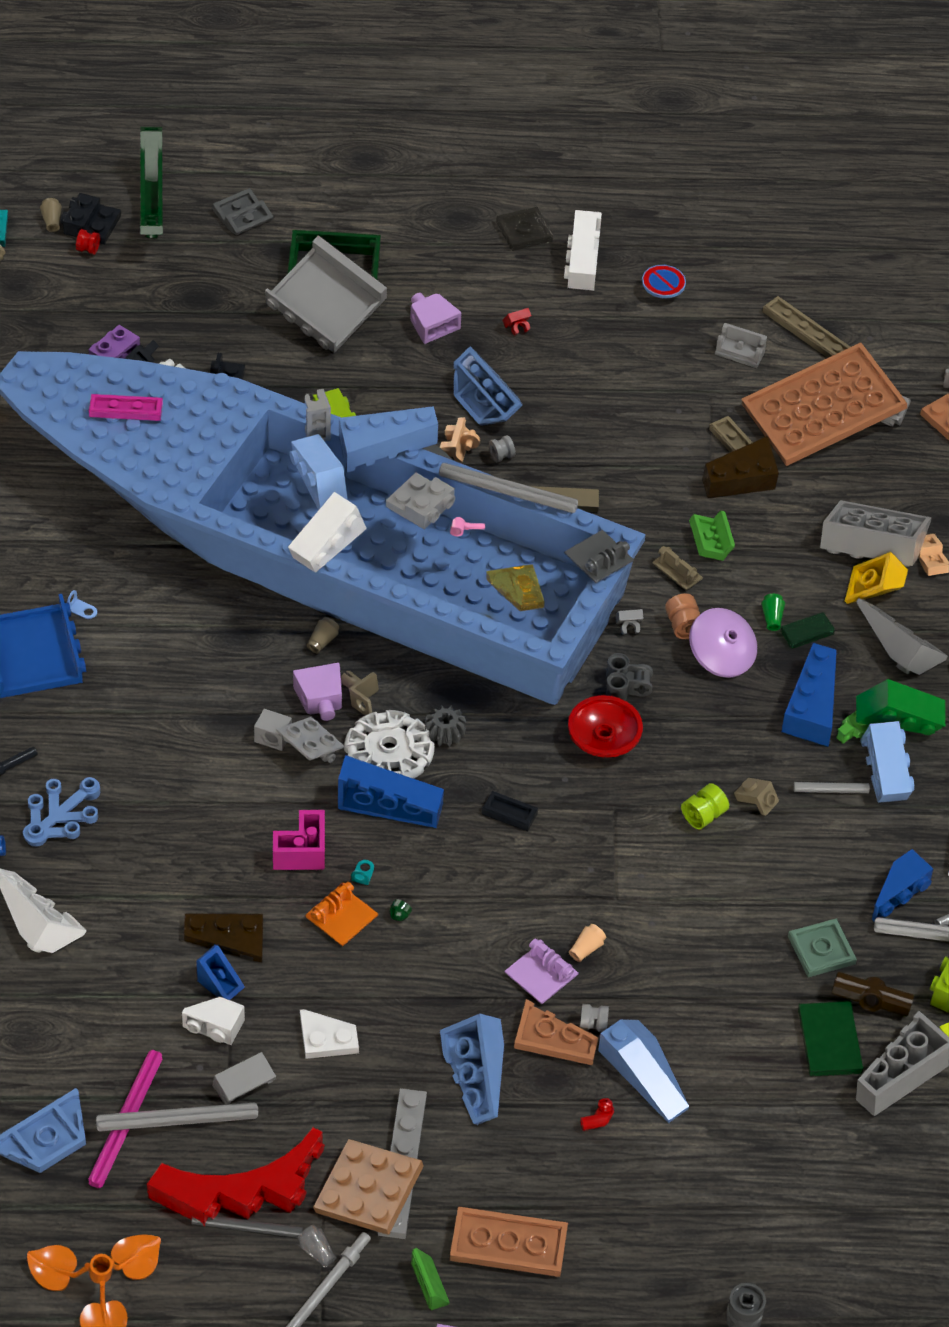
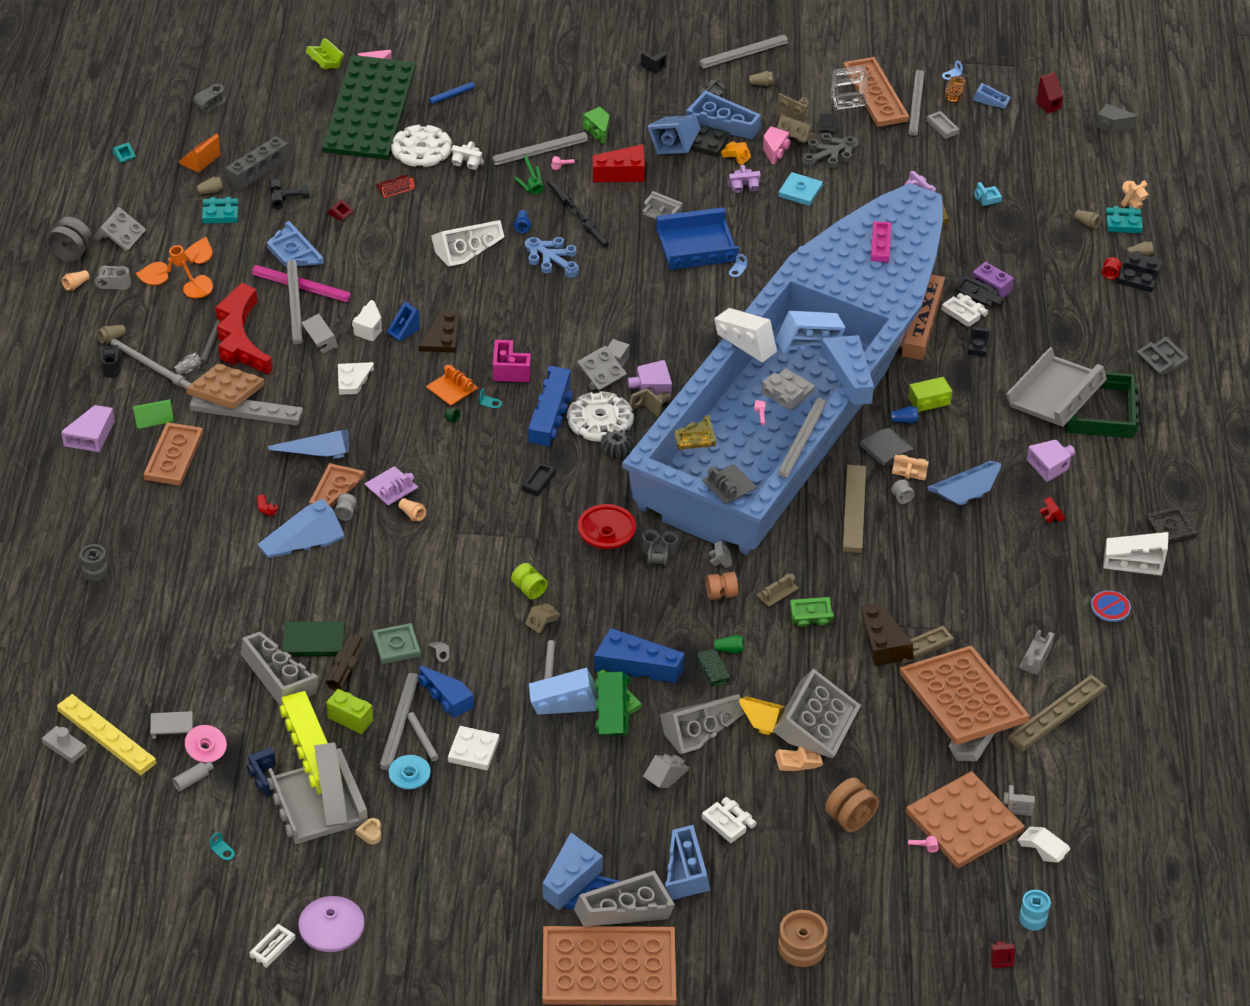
camera: 95 degrees right, 5 degrees down
(151, 182) = (1169, 303): dark green arch -> none
(318, 416) = (863, 325): light grey hinge -> none
(715, 648) = (700, 612): lavender dish -> none
(825, 896) = (440, 646): none -> light grey piece

